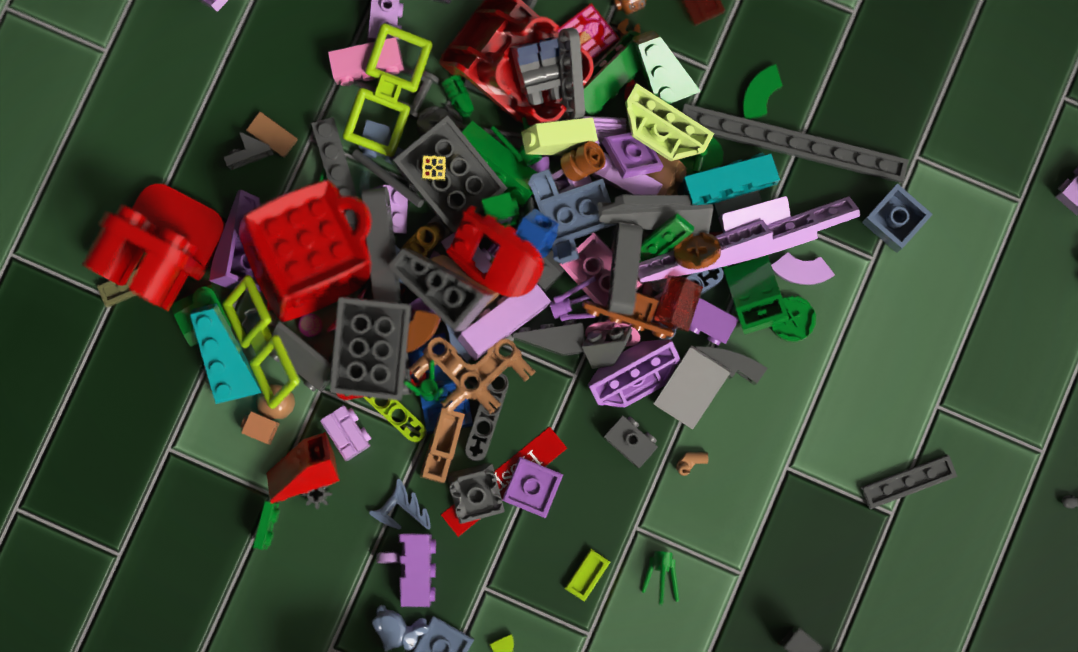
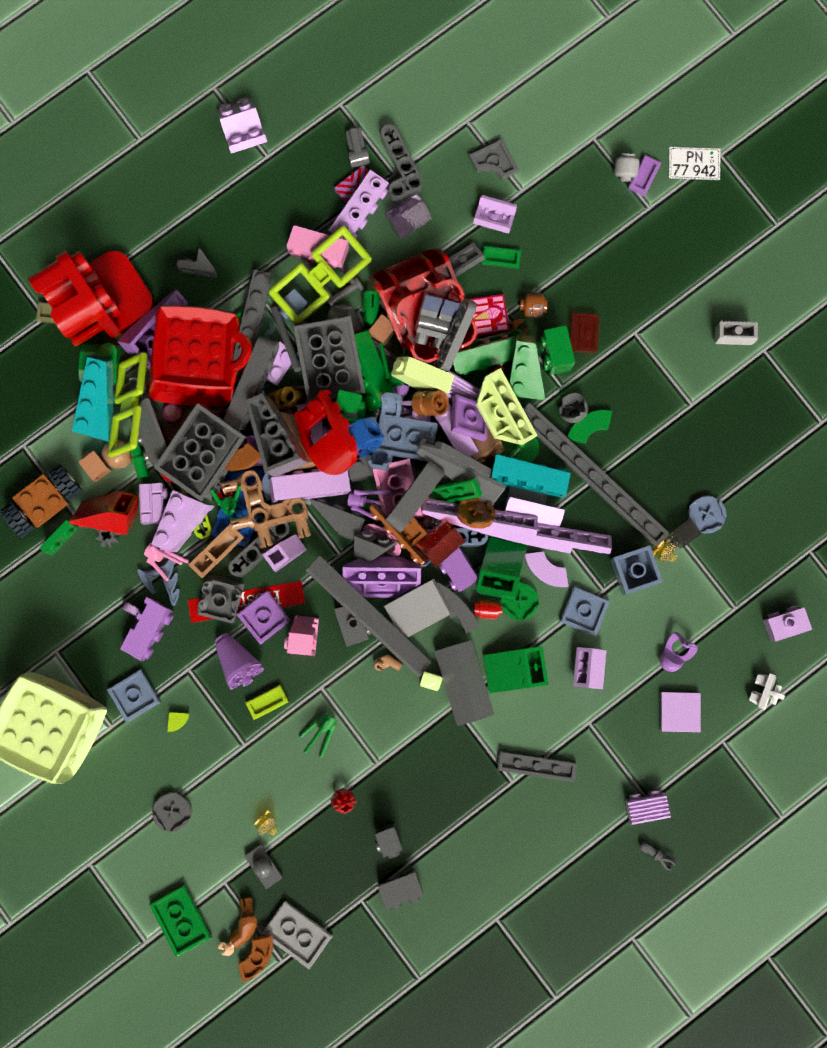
camera: 25 degrees right, 0 degrees up
(224, 497) = (40, 501): none -> plate
(272, 134) = (222, 263): medium nougat tile -> none
(305, 398) = (139, 462): none -> green pin
(380, 483) = (156, 554): none -> bright pink plant
(386, 434) = (179, 520): none -> lavender wedge
(394, 630) = (107, 664): sand blue animal -> none
(433, 167) = (319, 348): tile -> none
(485, 112) = (382, 330): none -> nougat brick
(516, 406) = (284, 552): none -> lavender slope
(532, 550) = (236, 662): none -> medium lavender cone
(588, 482) = (302, 636): none -> bright pink wedge
(644, 423) = (368, 616): none -> dark grey tile
(683, 32) = (556, 350): none -> green brick
(728, 632) = (343, 800): none -> red gear
(734, 83) = (573, 408): none -> dark grey hair
(747, 455) = (431, 681): none -> yellowish green slope
(764, 345) = (487, 609): none -> red brick
(783, 438) = (464, 683): none -> dark grey slope
(830, 392) = (516, 670): none -> green slope
(866, 291) = (584, 611): none -> sand blue tile
(906, 347) = (589, 668): none -> lavender brick
(915, 182) = (665, 552): none -> clear yellow tile
(924, 151) = (684, 534): none -> clear smoke brick
(935, 118) = (707, 514): none -> sand blue tile
(986, 293) = (669, 660): none -> medium lavender piece
(1025, 341) = (680, 712): none -> lavender tile
(1048, 459) = (647, 807): none -> lavender brick

